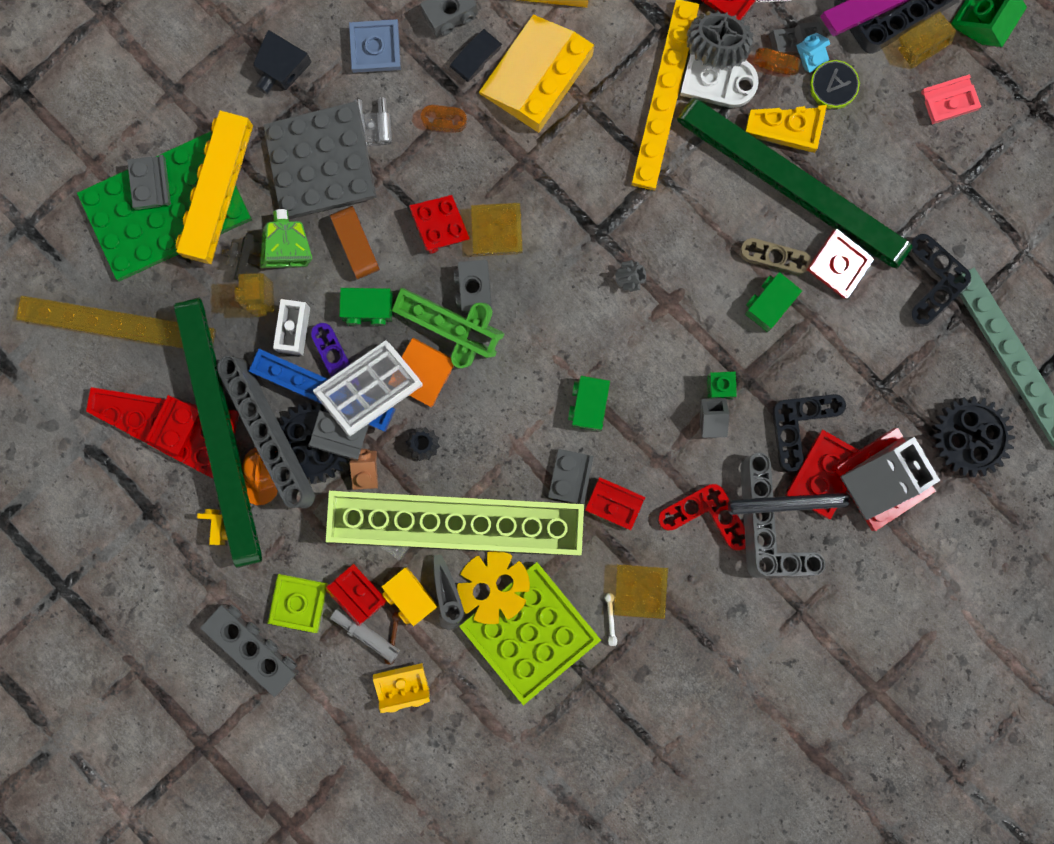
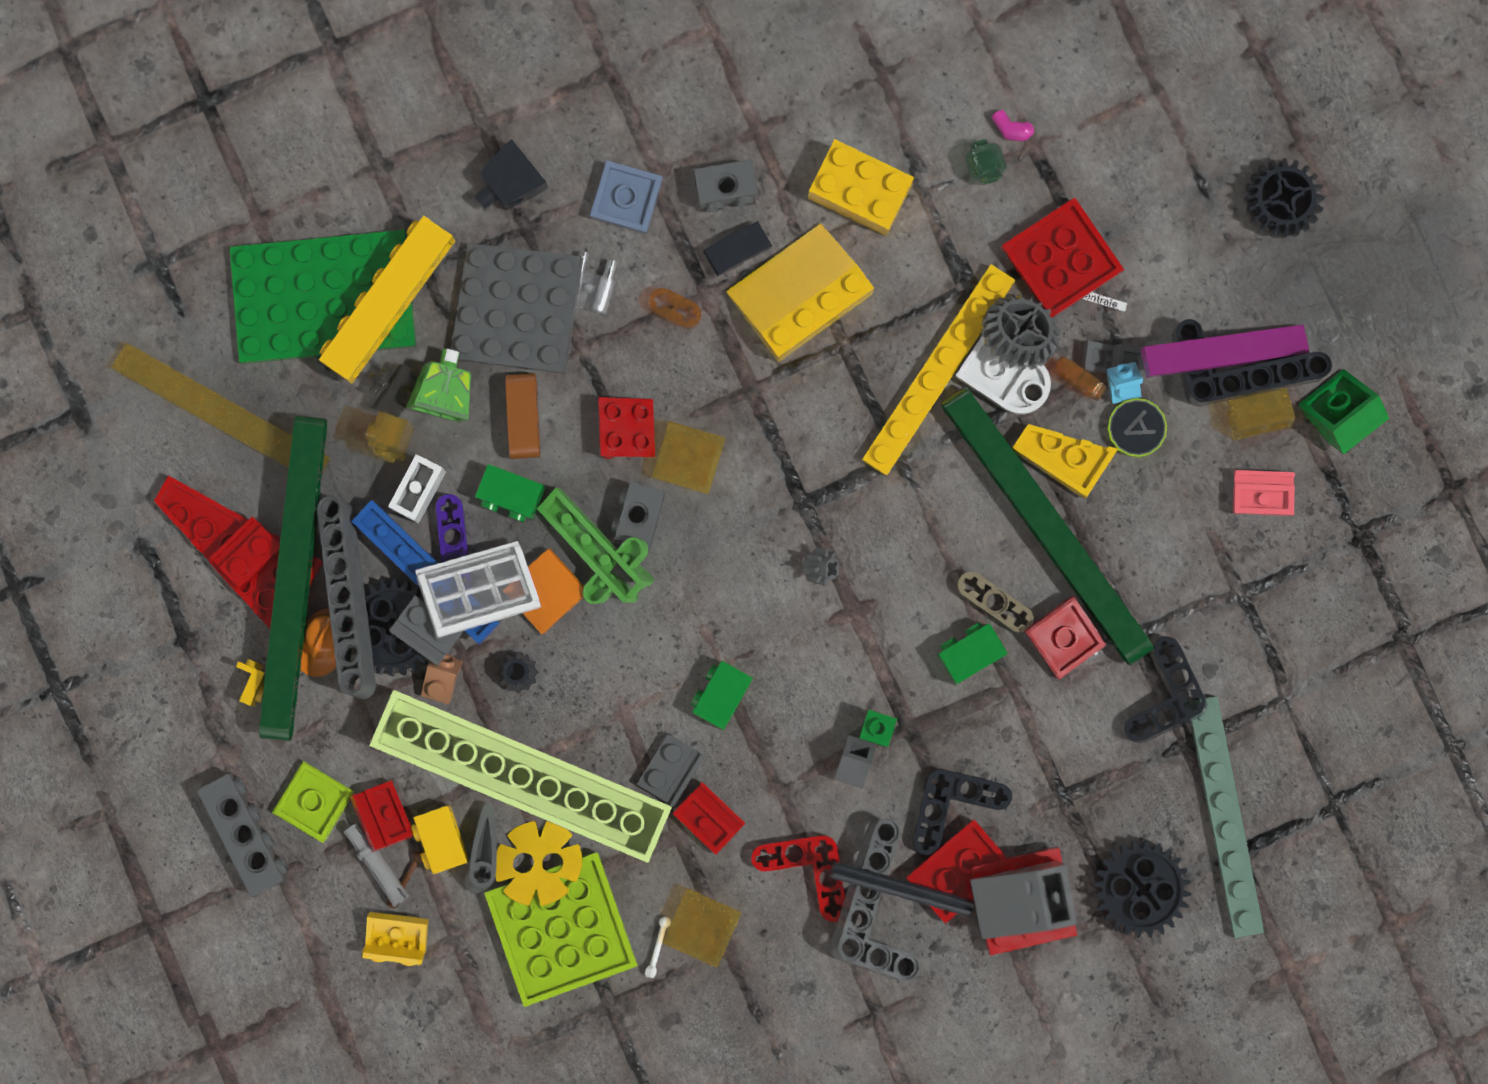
camera: 20 degrees right, 0 degrees up
(149, 182) = (315, 266): dark grey plate -> none

